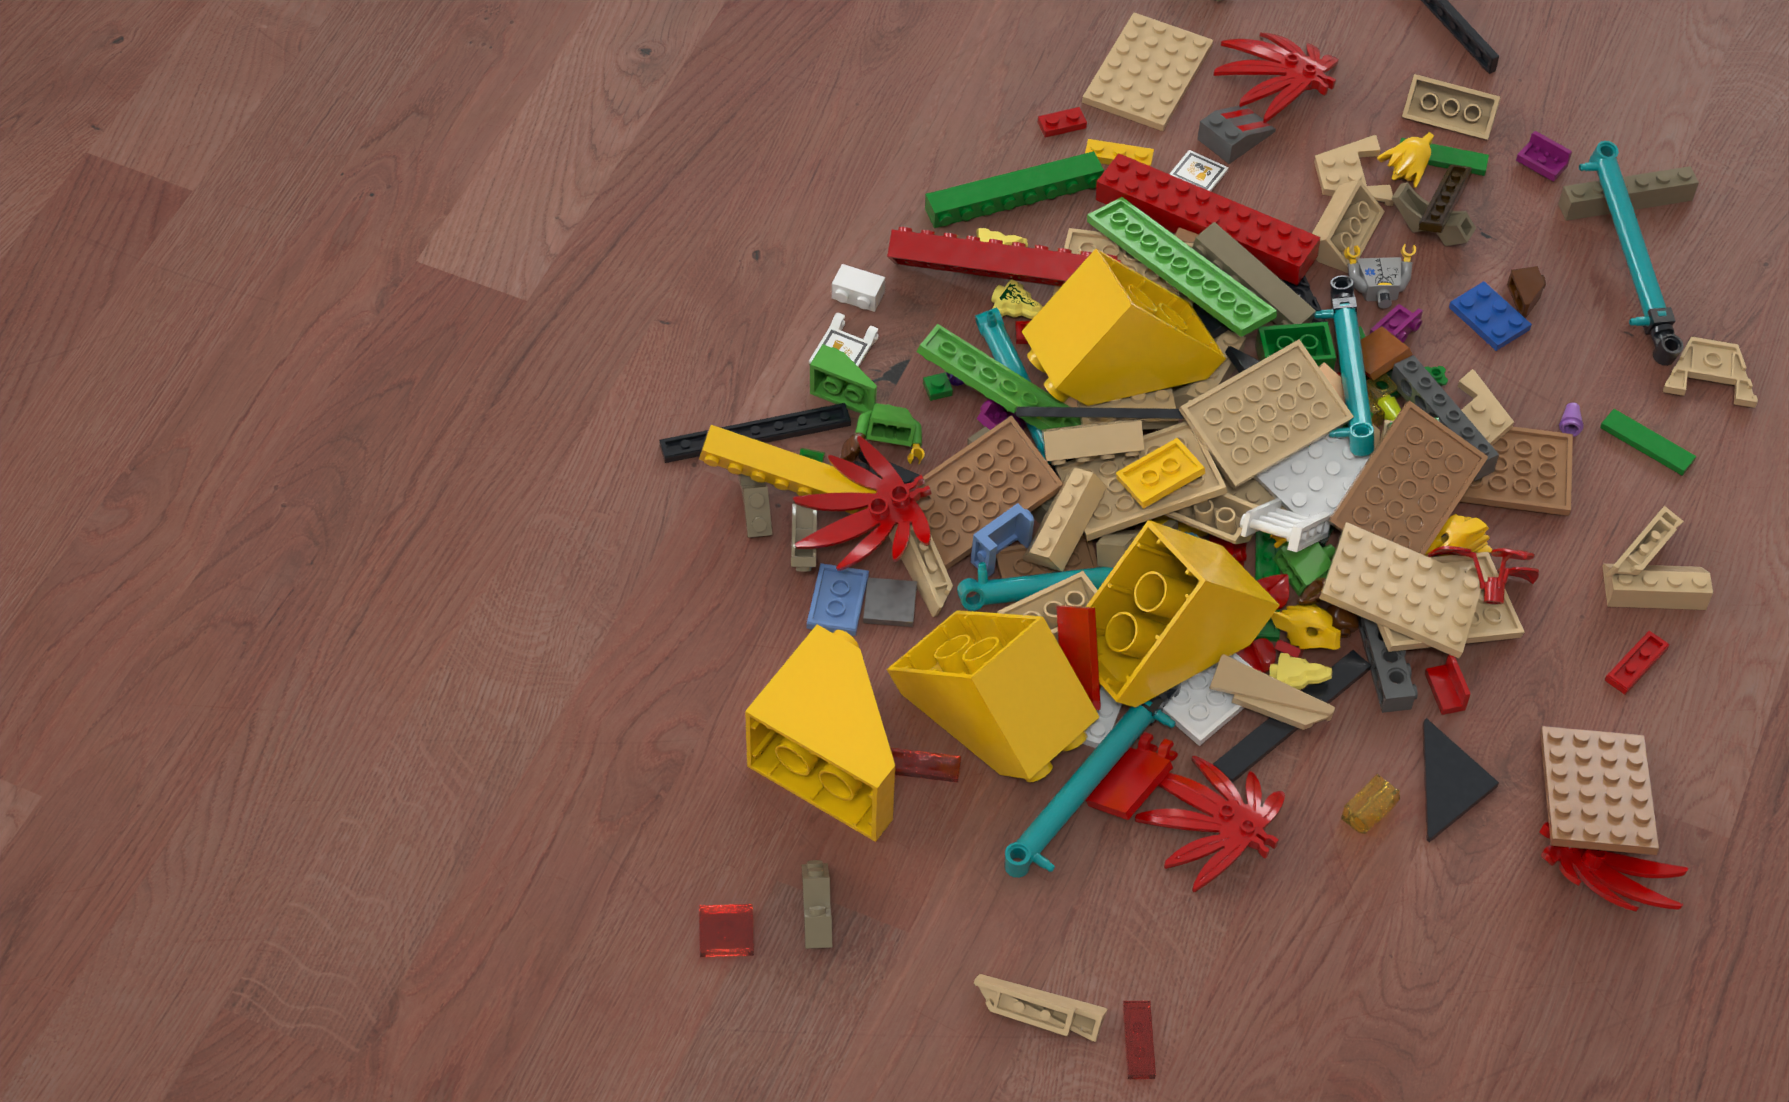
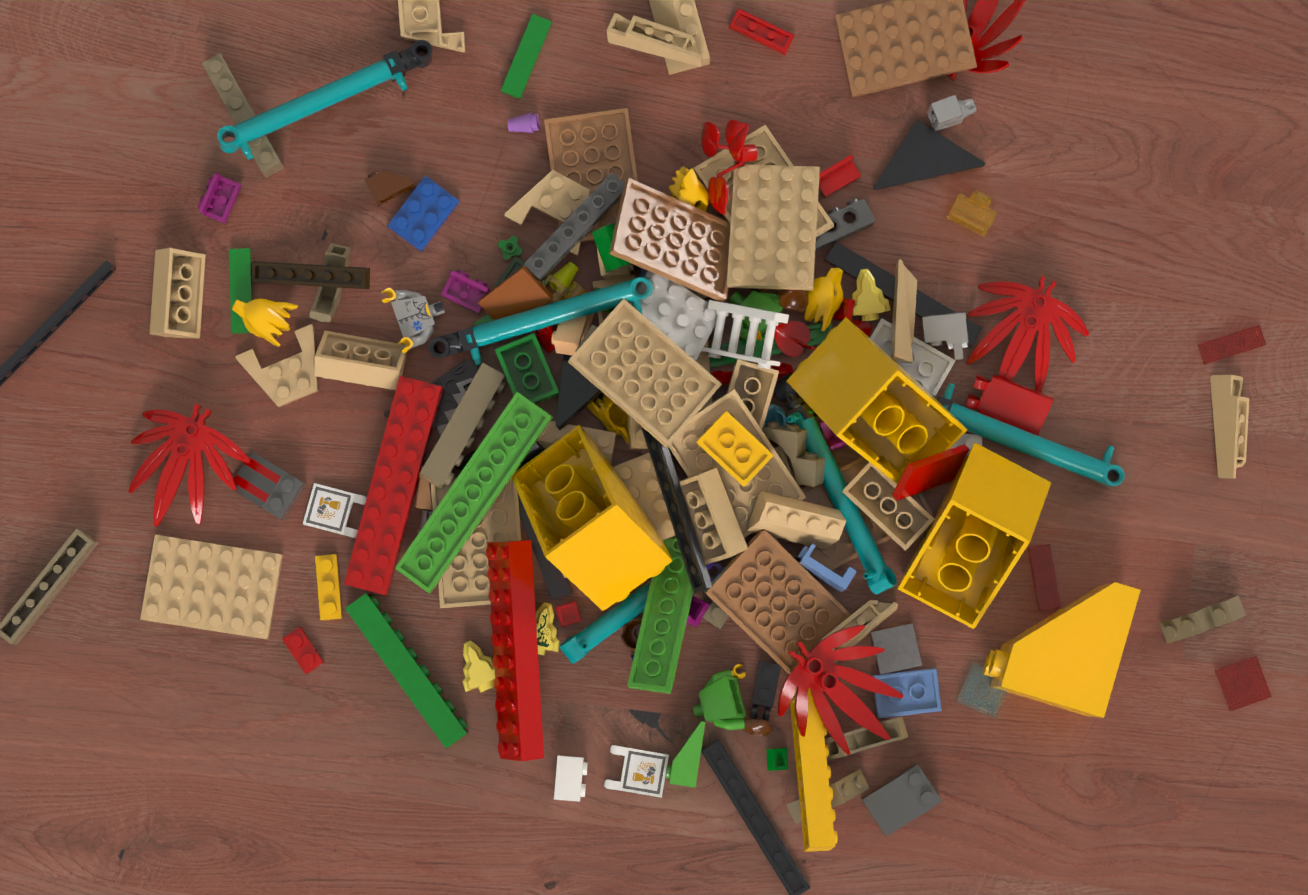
camera: 105 degrees left, 30 degrees up
(726, 564) = (901, 799): none -> dark grey slope
(1238, 736) = (949, 328): none -> light grey hinge
(1500, 807) = (949, 112): none -> light grey hinge

